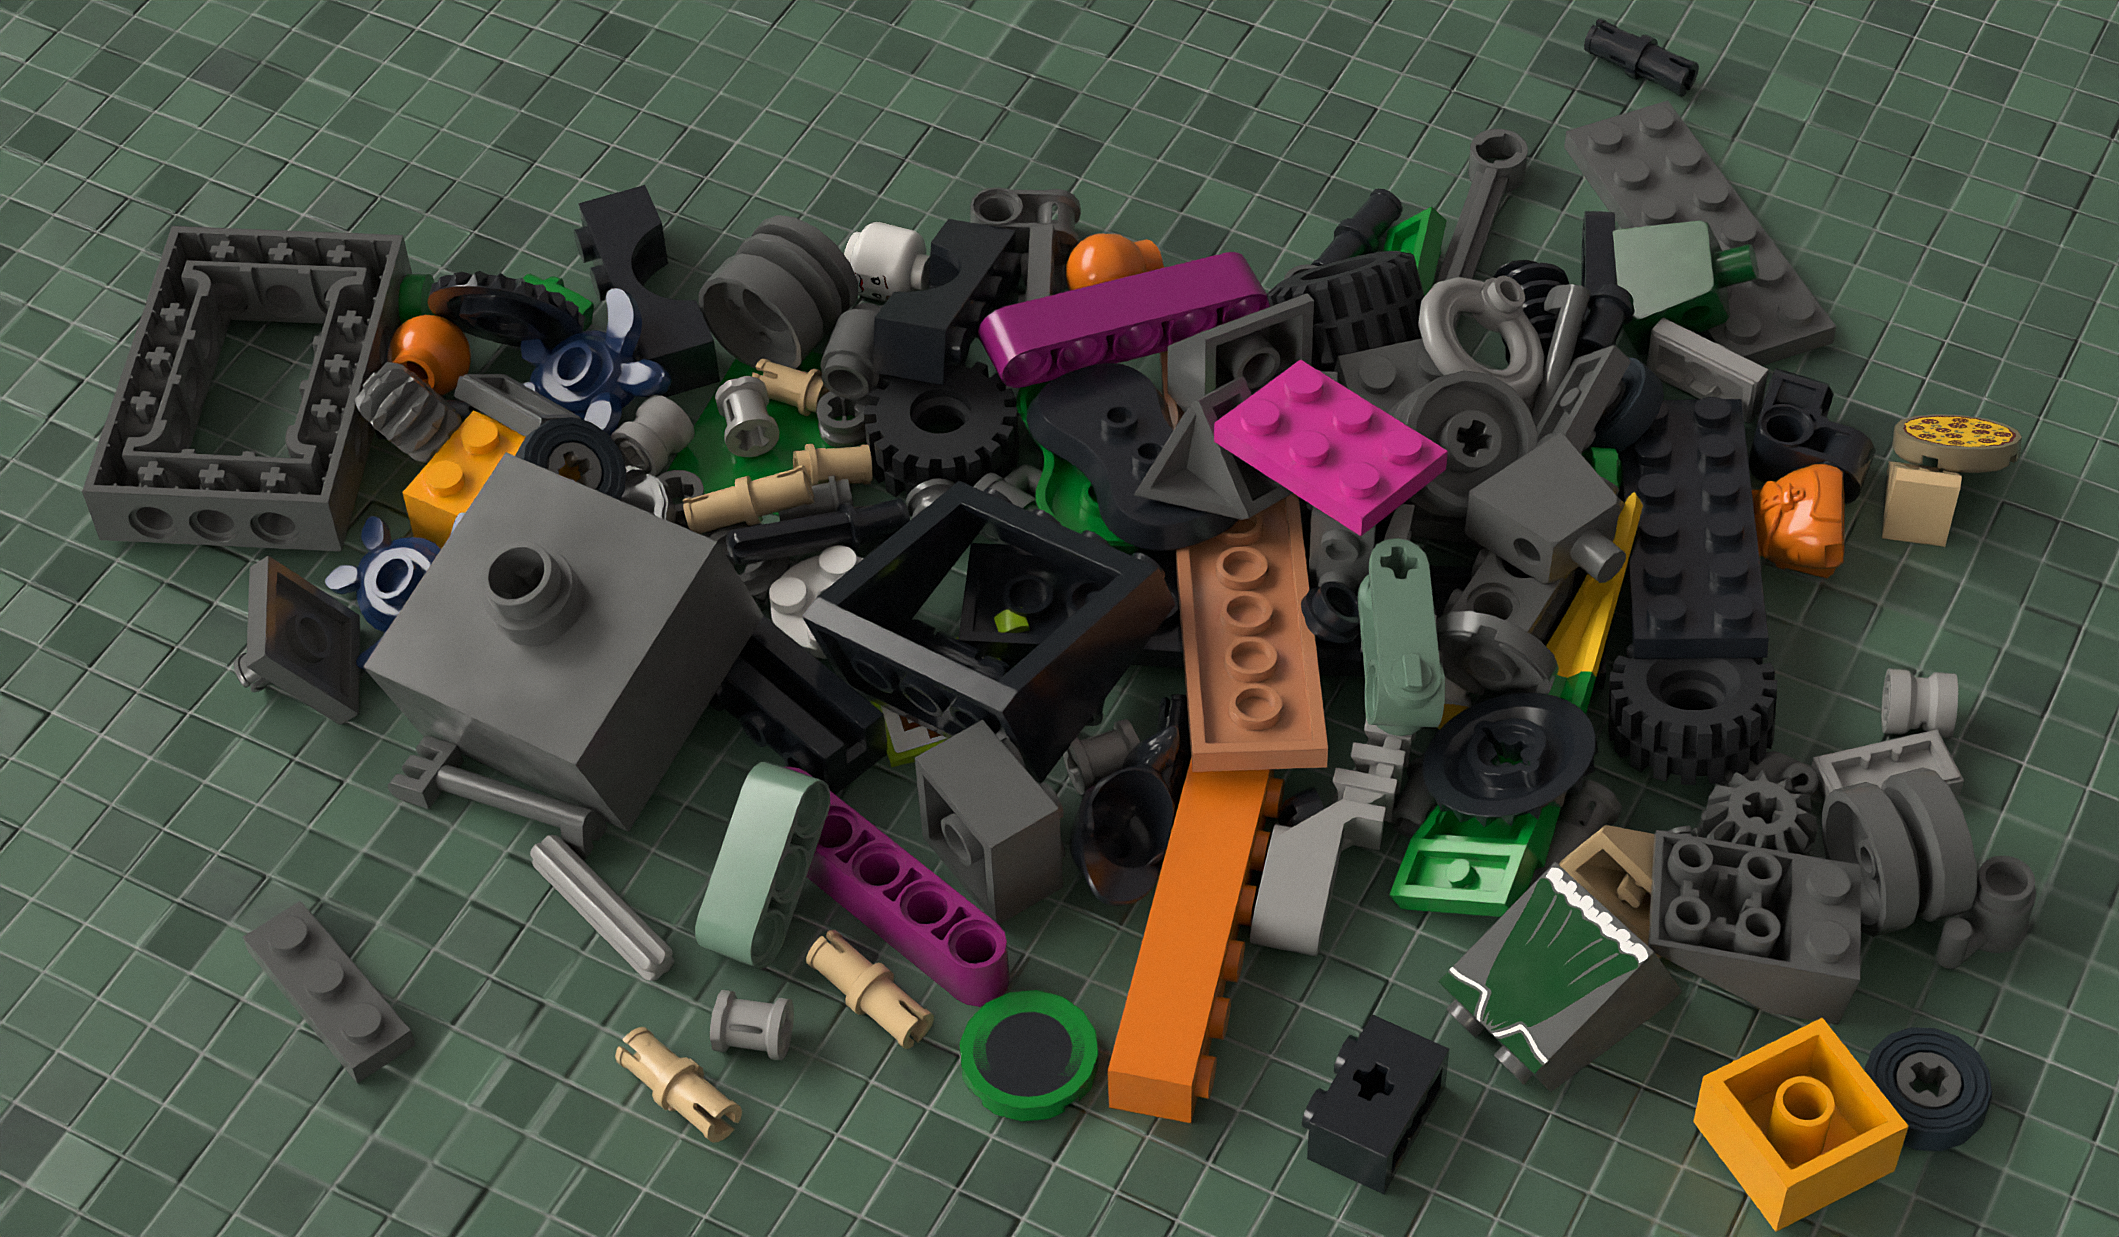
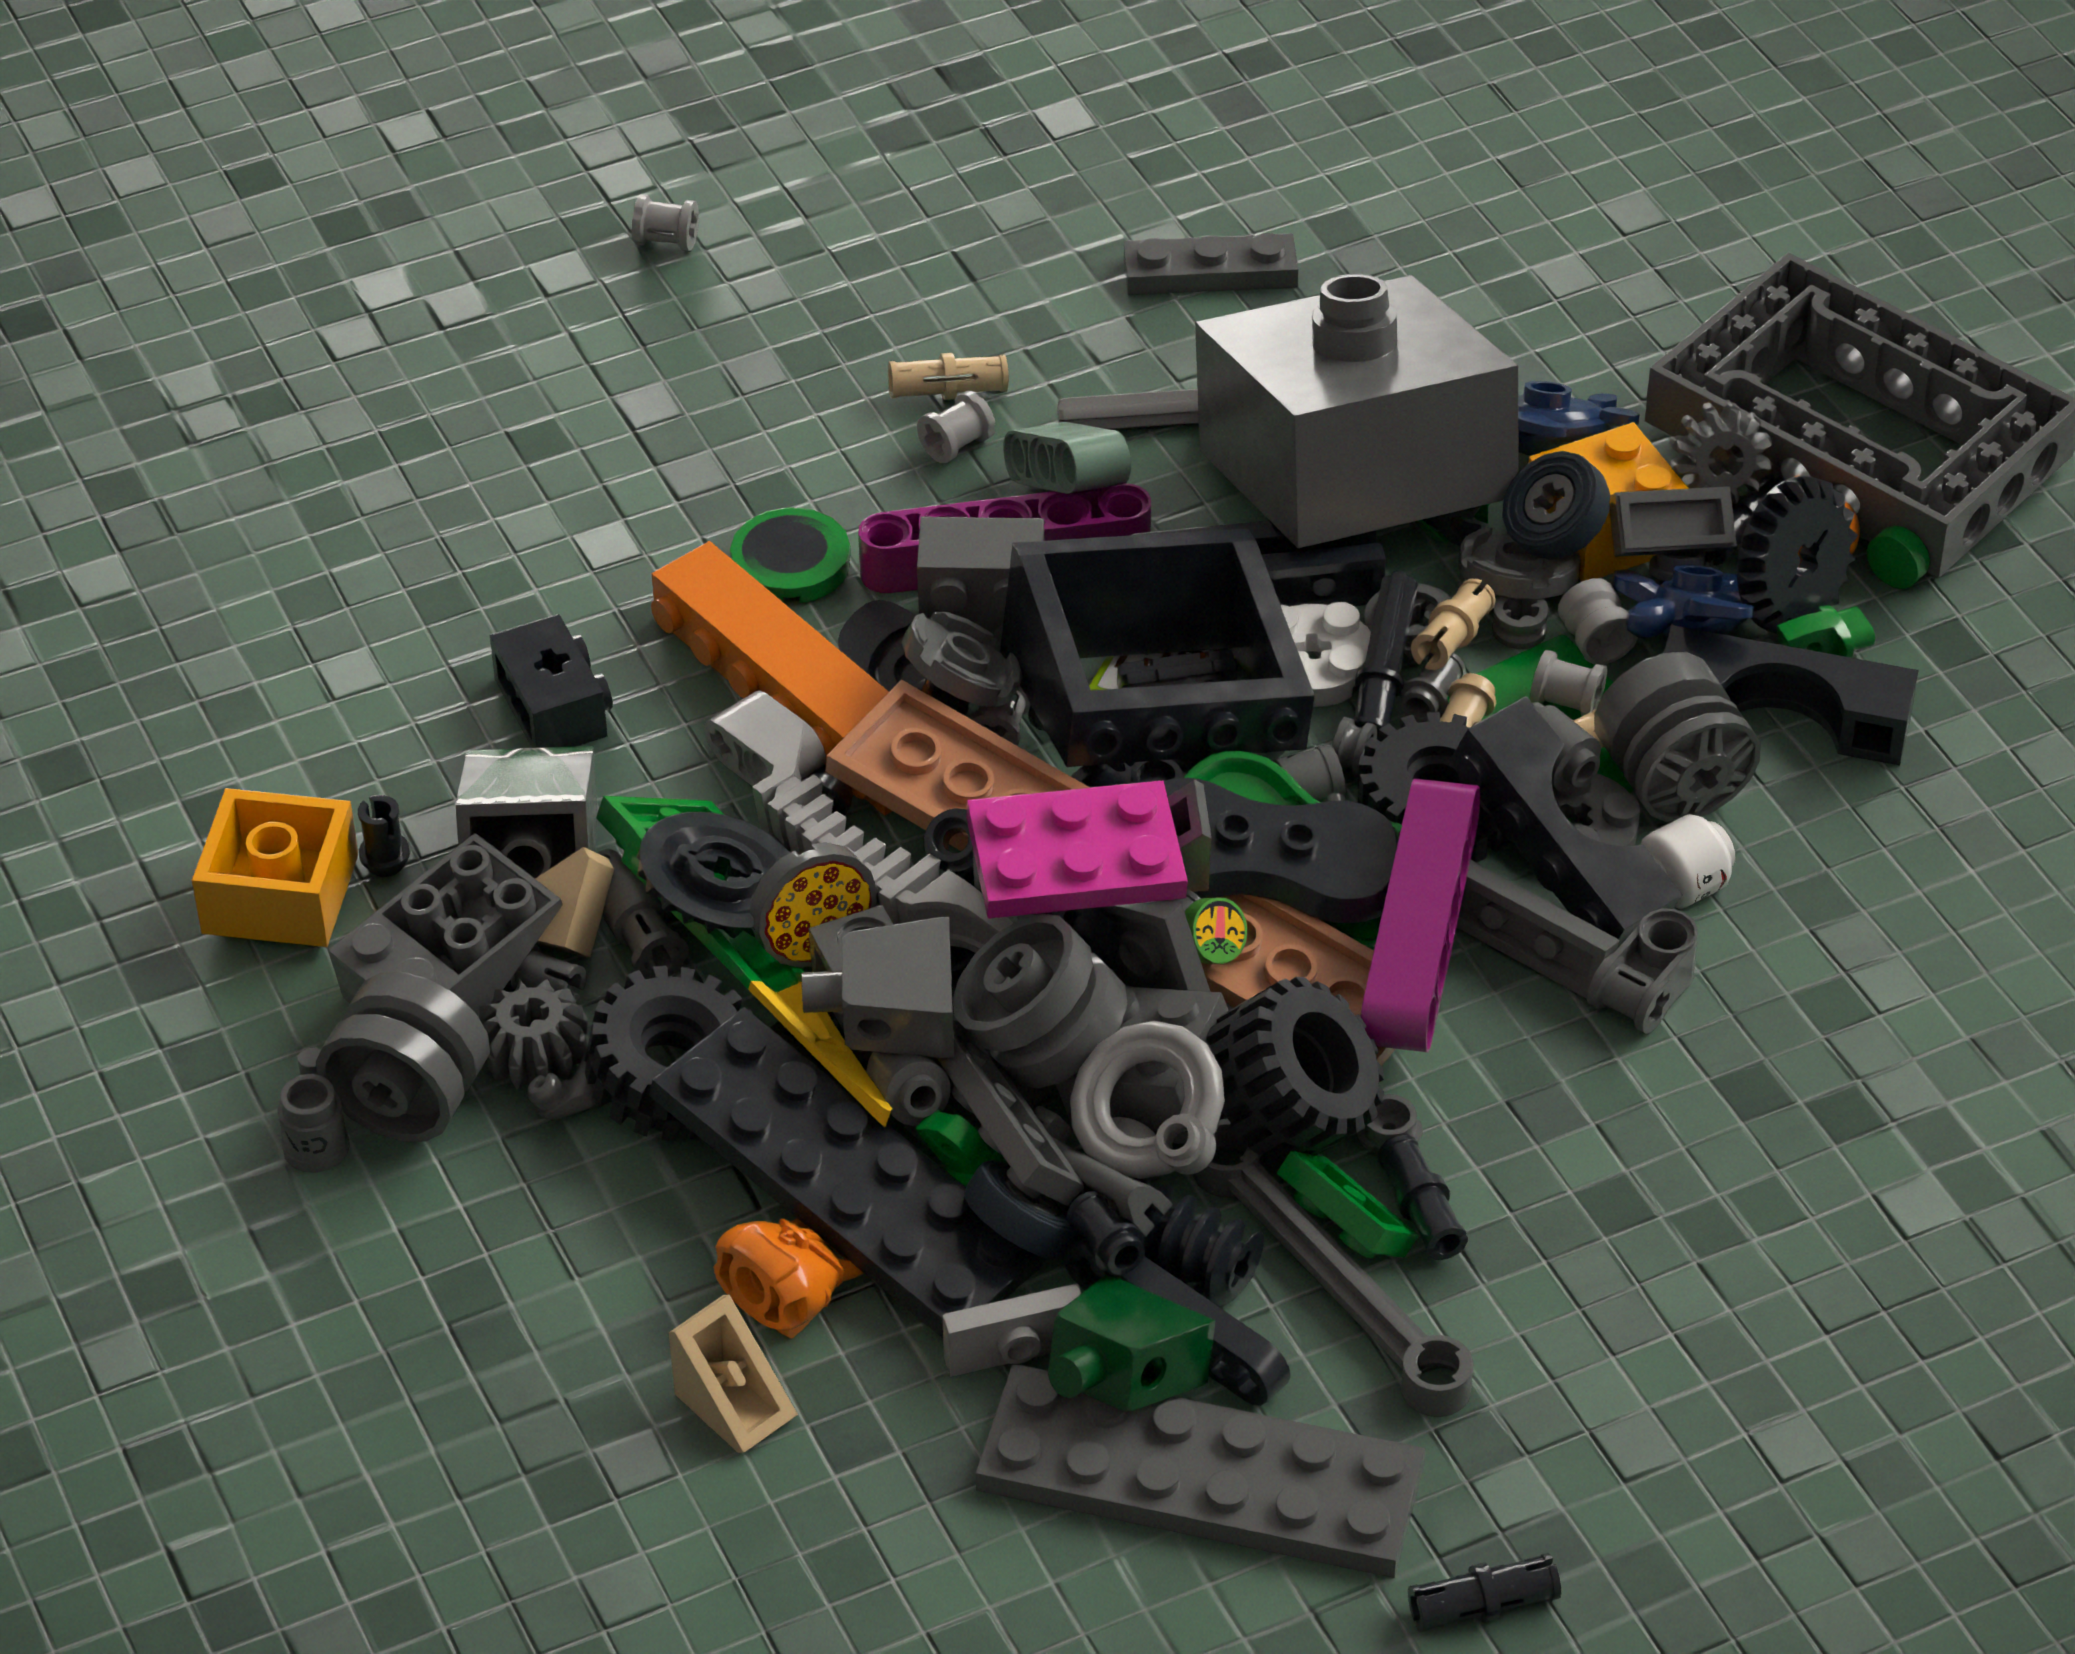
camera: 125 degrees right, 5 degrees down
(300, 642) = (1538, 321): dark grey tile -> none
(870, 989) = (927, 492): tan pin -> none
(1109, 258) = (1524, 986): orange piece -> none
(1122, 738) = (961, 659): none -> dark grey tile
(1248, 347) = (1293, 923): dark grey slope -> none
(1400, 640) = (882, 828): sand green piece -> none
(1675, 1091) = (382, 847): none -> black pin
(1798, 434) = (865, 1333): black piece -> none
(1881, 760) = (494, 1154): light grey plate -> none
(1919, 701) = (530, 1215): light grey wheel -> none
(1931, 1056) = (237, 1016): black bush -> none
(1957, 442) = (747, 1433): tile -> none

